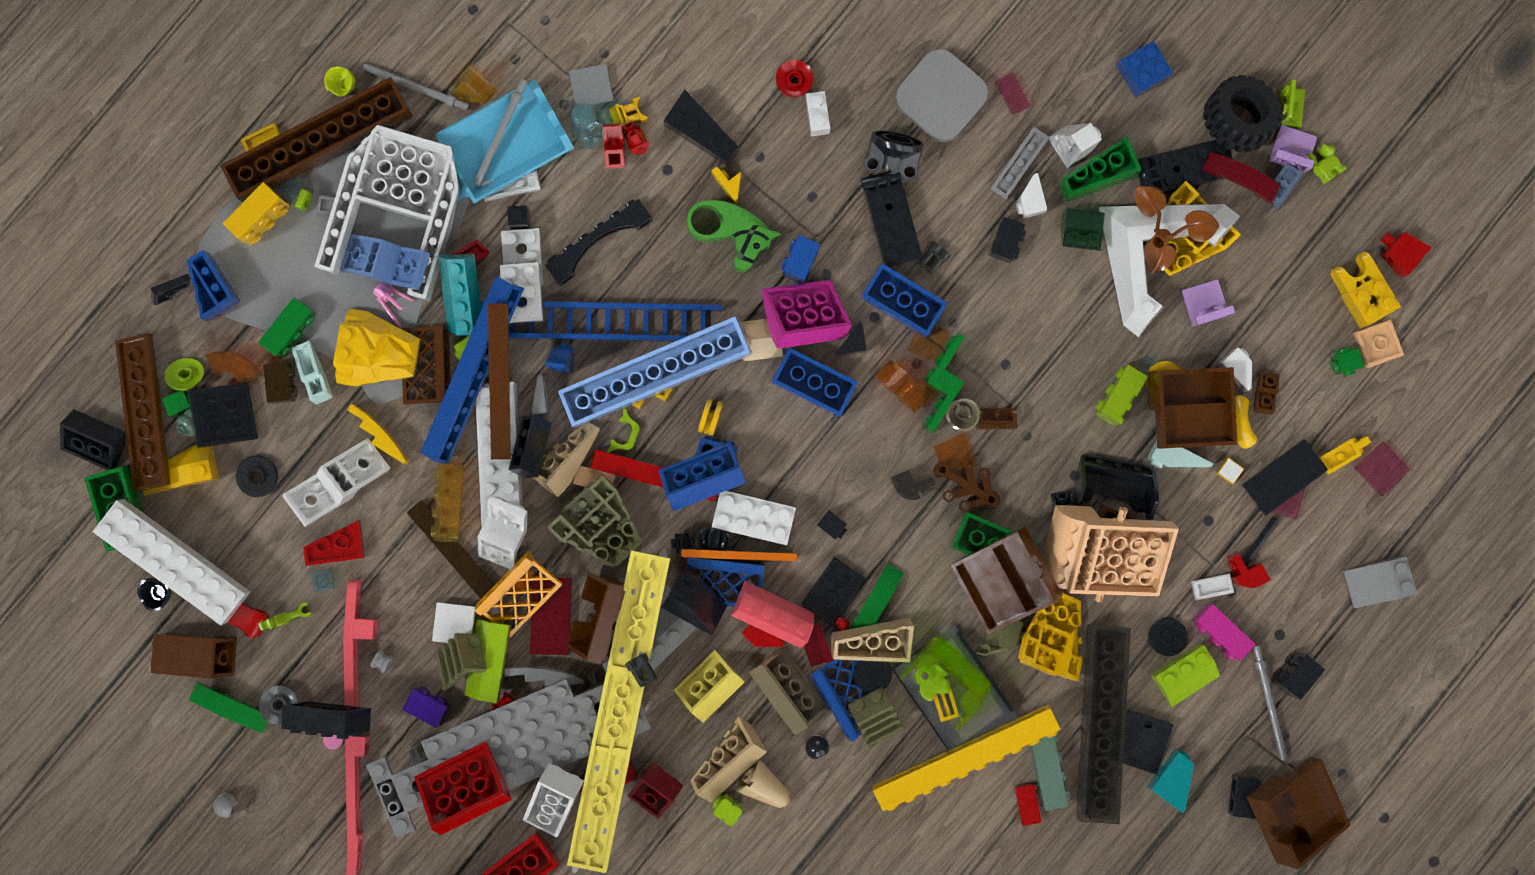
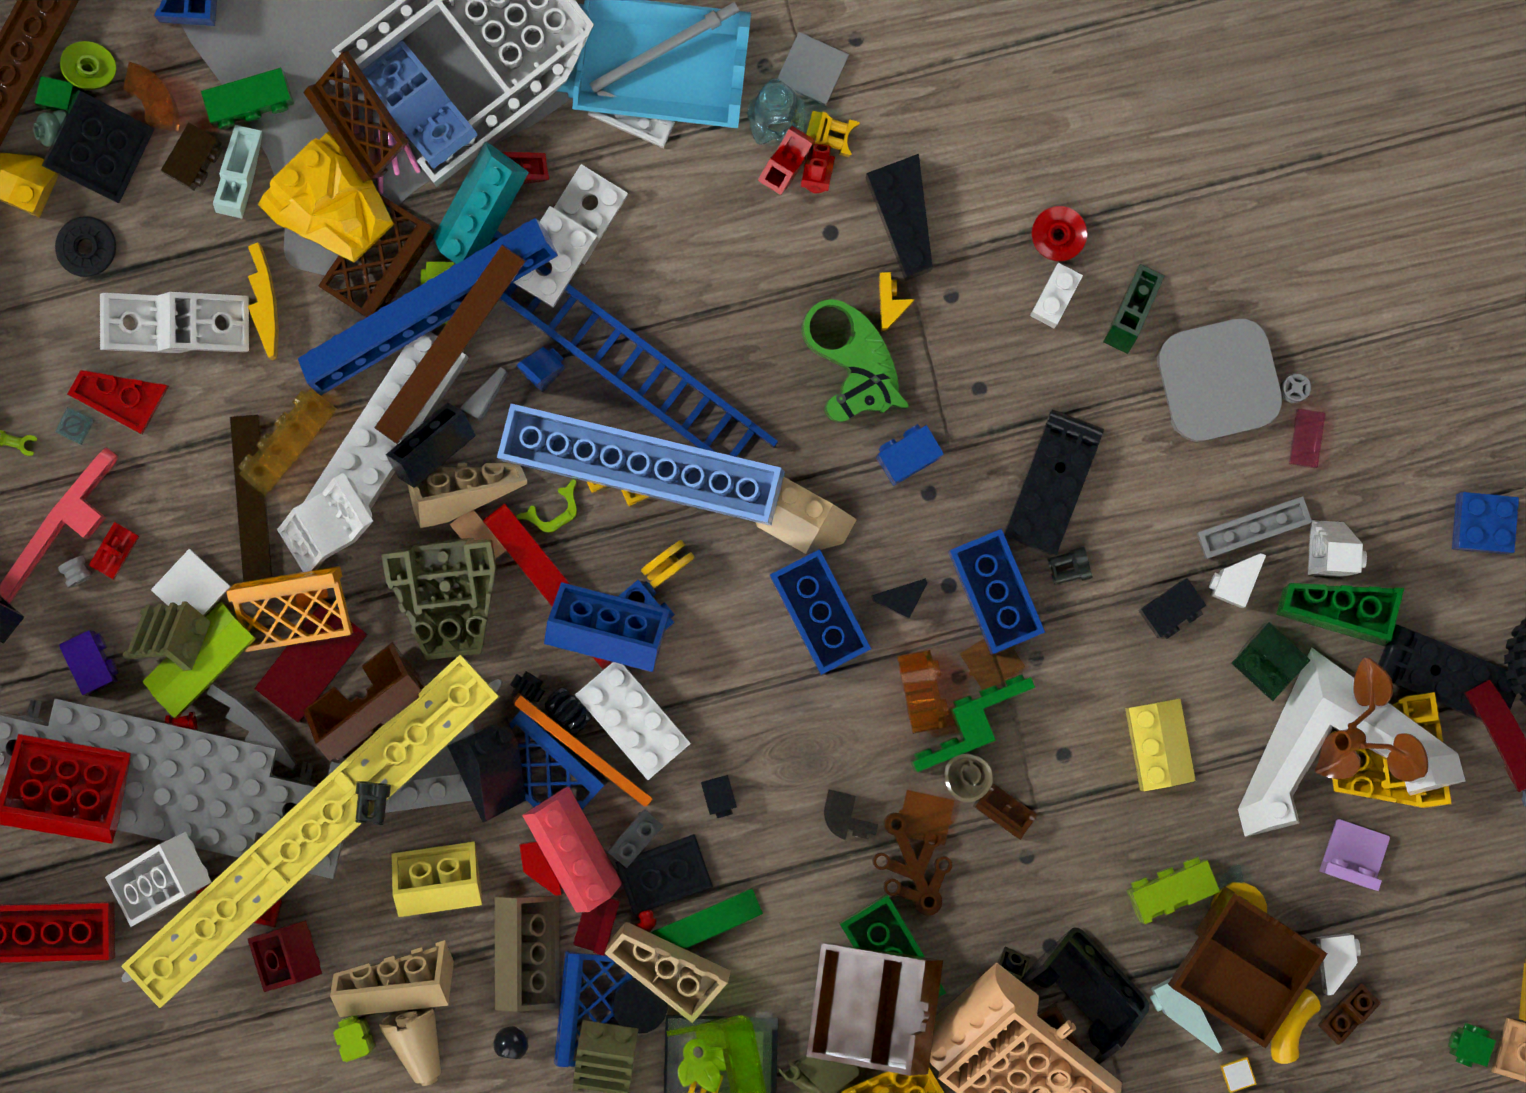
camera: 30 degrees right, 0 degrees up
(353, 303) = (345, 126): none -> reddish brown fence
(395, 634) = (114, 550): none -> red hips
(518, 217) = (613, 163): black brick -> none
(631, 217) = (624, 259): black arch -> none
(803, 582) = (635, 838): none -> dark grey hinge
(805, 314) = (867, 523): dark pink slope -> none
(866, 91) = (1134, 309): none -> dark green slope
(894, 153) = (1112, 408): black piece -> none
(988, 67) = (1300, 385): none -> light grey wheel
(1055, 320) = (1160, 745): none -> light yellow slope

